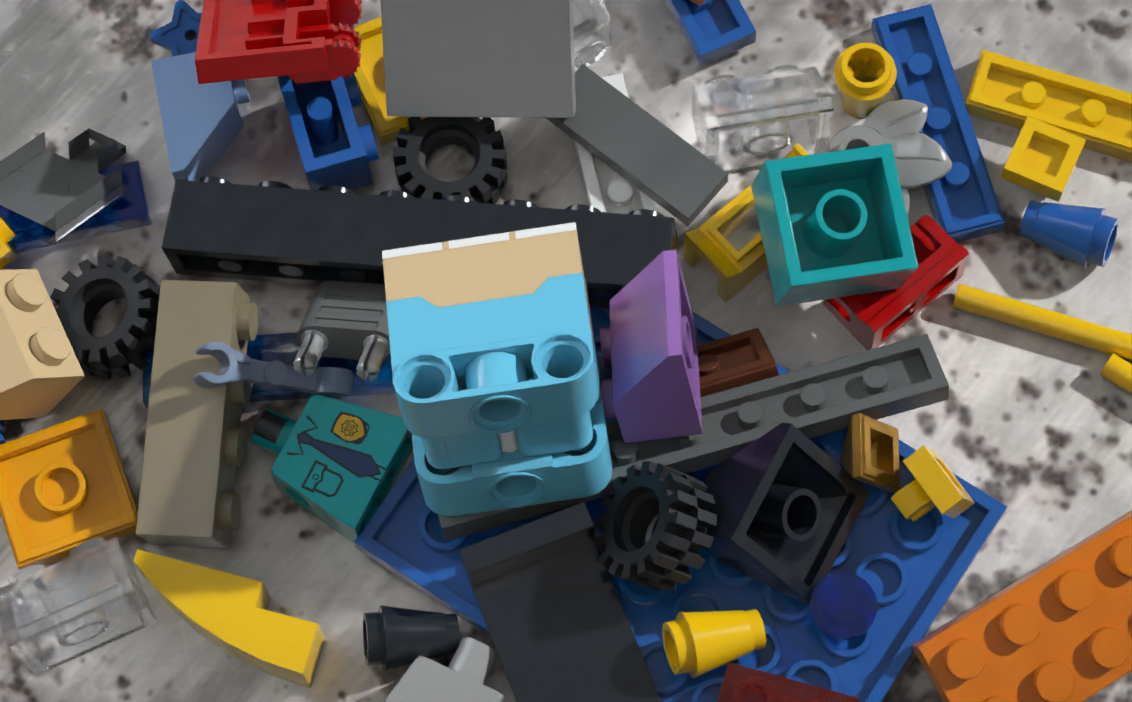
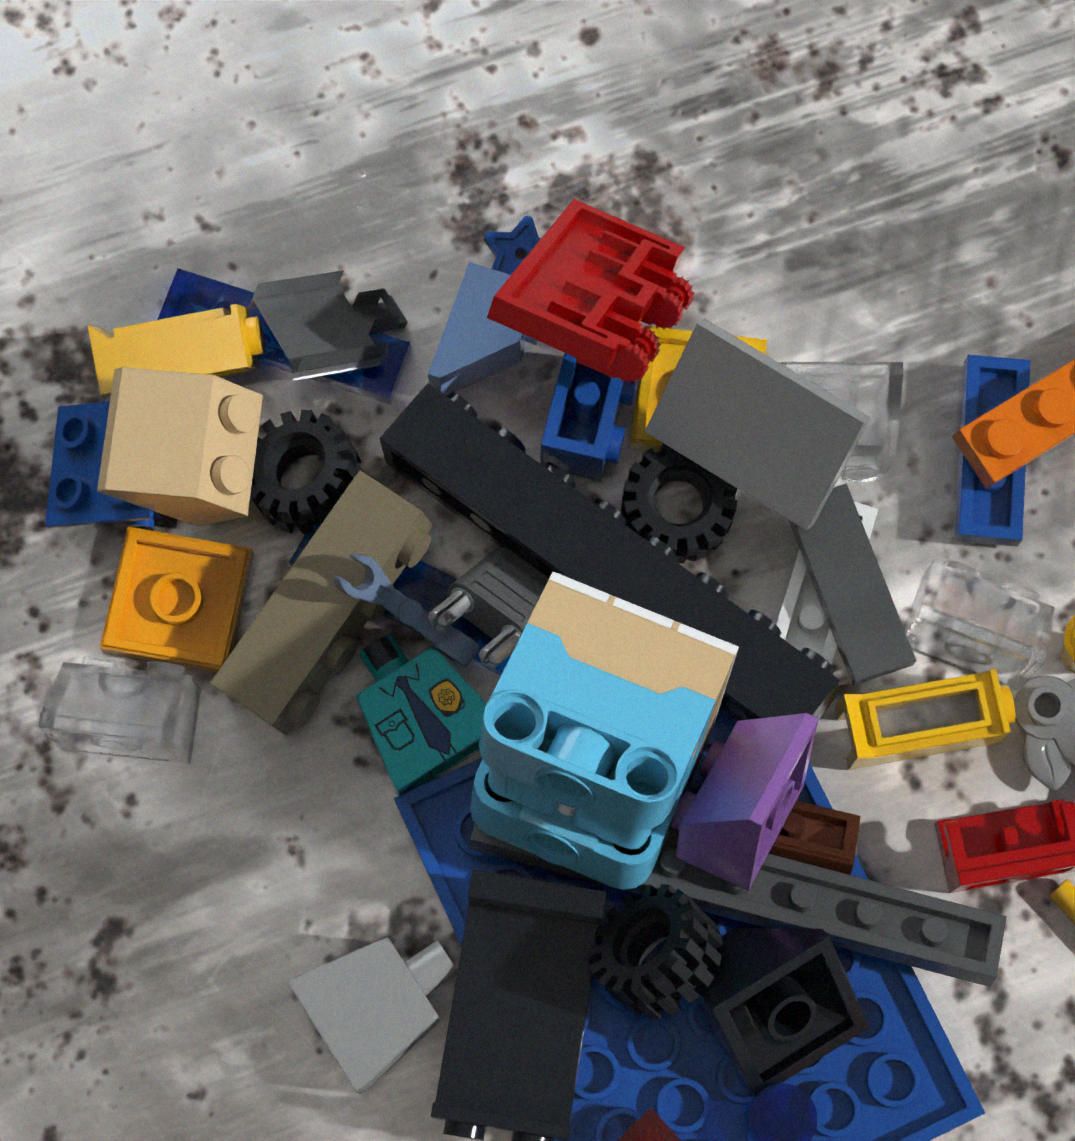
camera: 25 degrees right, 5 degrees up
(236, 616) = (254, 803): yellow slope -> none
(401, 635) = (391, 909): black cone -> none
(711, 639) = (648, 1078): yellow cone -> none
(834, 224) = (980, 771): teal brick -> none
(872, 452) = (891, 995): pearl gold slope -> none
(933, 487) = (928, 1059): yellow tile -> none

